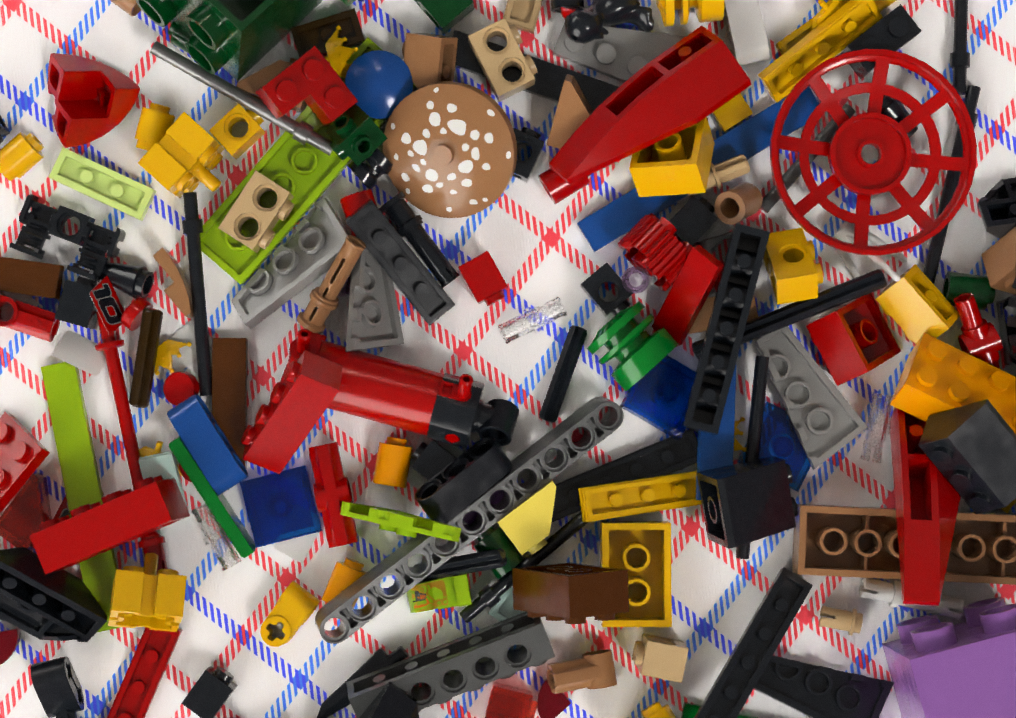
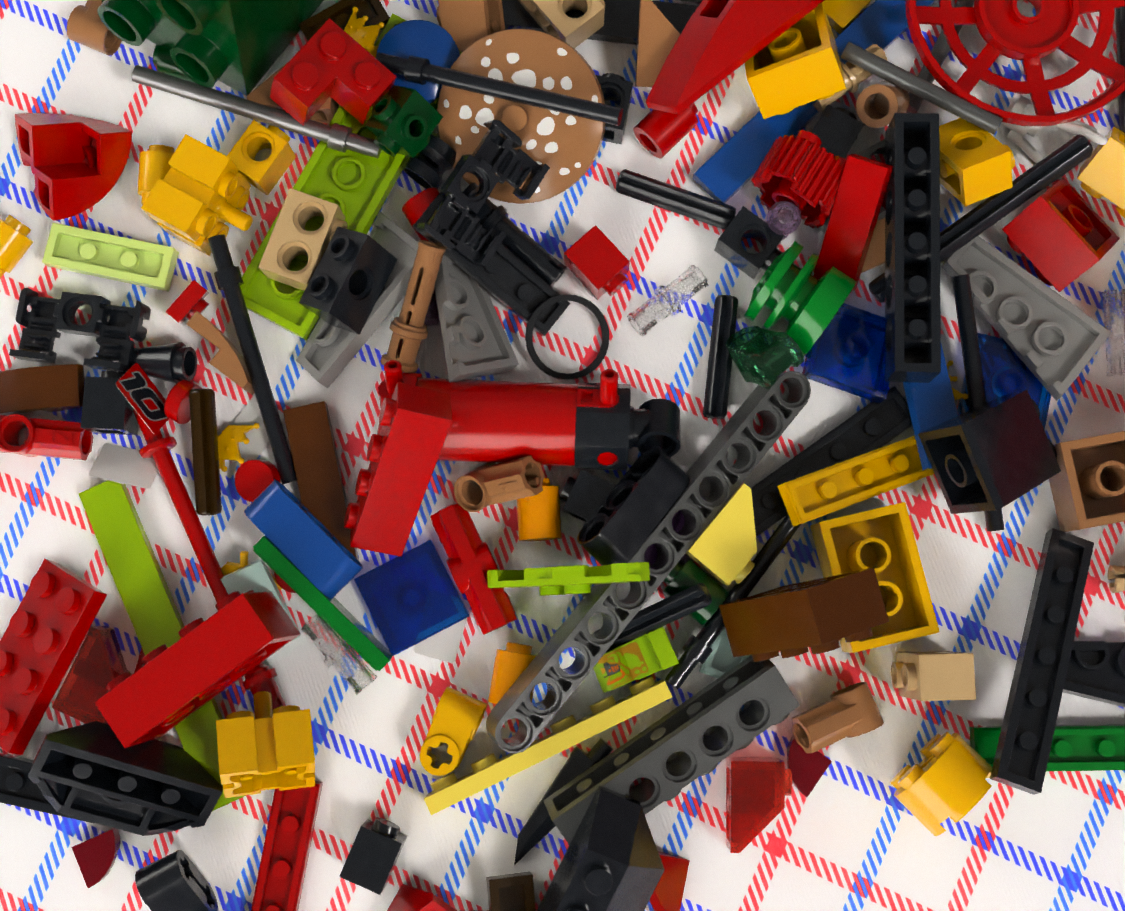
camera: 10 degrees left, 5 degrees down
(157, 236) = (189, 302): none -> red plate
(285, 252) = (348, 280): none -> black brick
(366, 436) = (498, 483): none -> medium nougat piece
(374, 636) = (564, 735): none -> light yellow plate
(378, 98) = (420, 71): none -> black bar
(417, 182) = (491, 158): none -> black piece
(454, 360) = (604, 328): none -> black piece
(558, 239) = (675, 199): none -> black axle
(592, 382) = (763, 354): none -> clear green piece
(766, 201) = (921, 88): none -> dark grey bar

